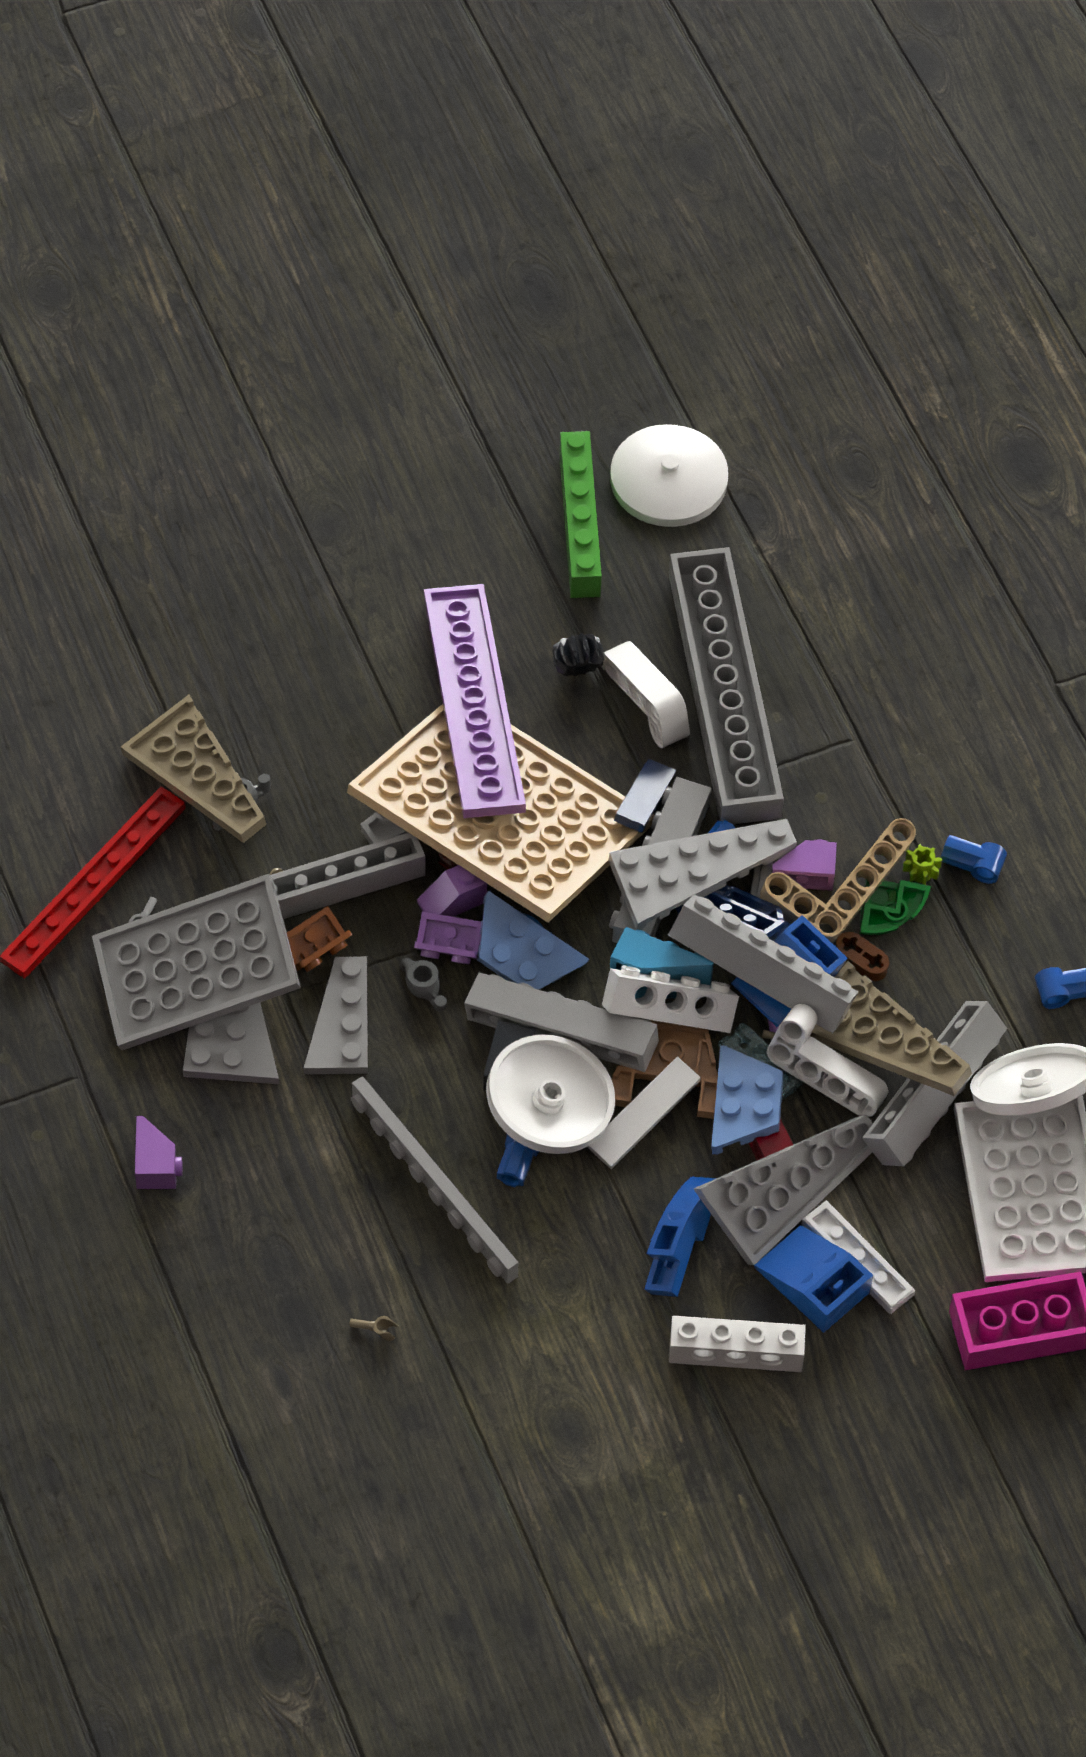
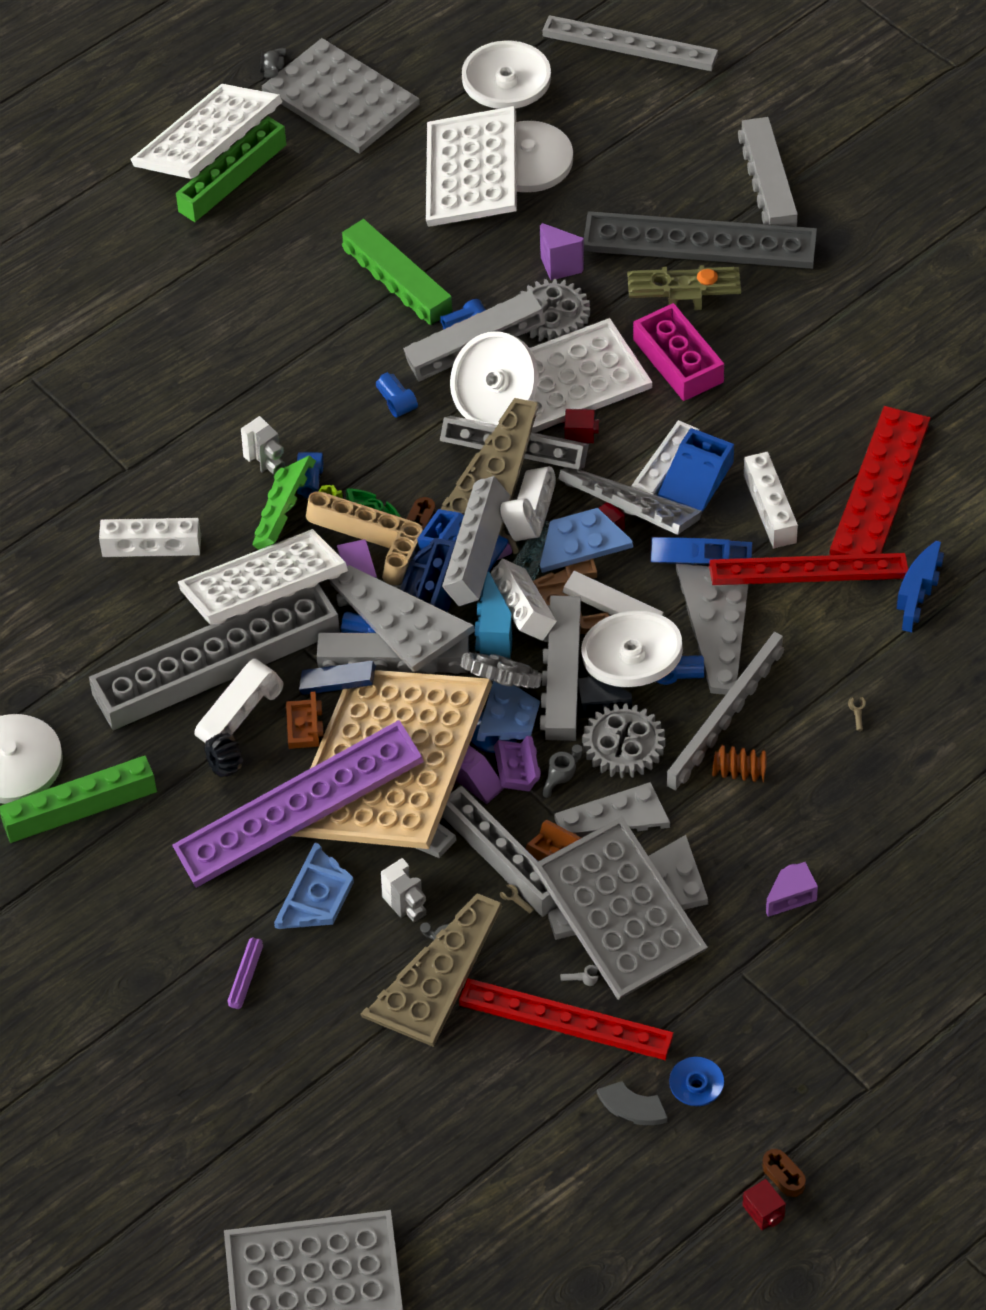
camera: 105 degrees left, 5 degrees down
(292, 611) = (245, 973): none -> medium lavender axle
(316, 768) = (401, 892): none -> light grey hips
(346, 1163) = (739, 764): none -> dark orange piece
(365, 701) = (315, 893): none -> medium blue wing
(436, 1058) = (645, 746): none -> light grey gear
(544, 1472) = (918, 582): none -> blue slope
(573, 946) = (501, 670): none -> light grey gear
(585, 1227) = (717, 623): none -> light grey wing
(598, 749) = (303, 722): none -> dark orange bracket
(604, 1345) = (808, 569): none -> red plate
(722, 1494) = (880, 483): none -> red plate
(813, 752) = (262, 577): none -> white plate
(927, 809) = (280, 501): none -> bright green wing
(928, 670) = (150, 537): none -> white brick
(942, 1170) = (581, 425): none -> dark red brick
(1022, 813) = (262, 443): none -> light grey hips

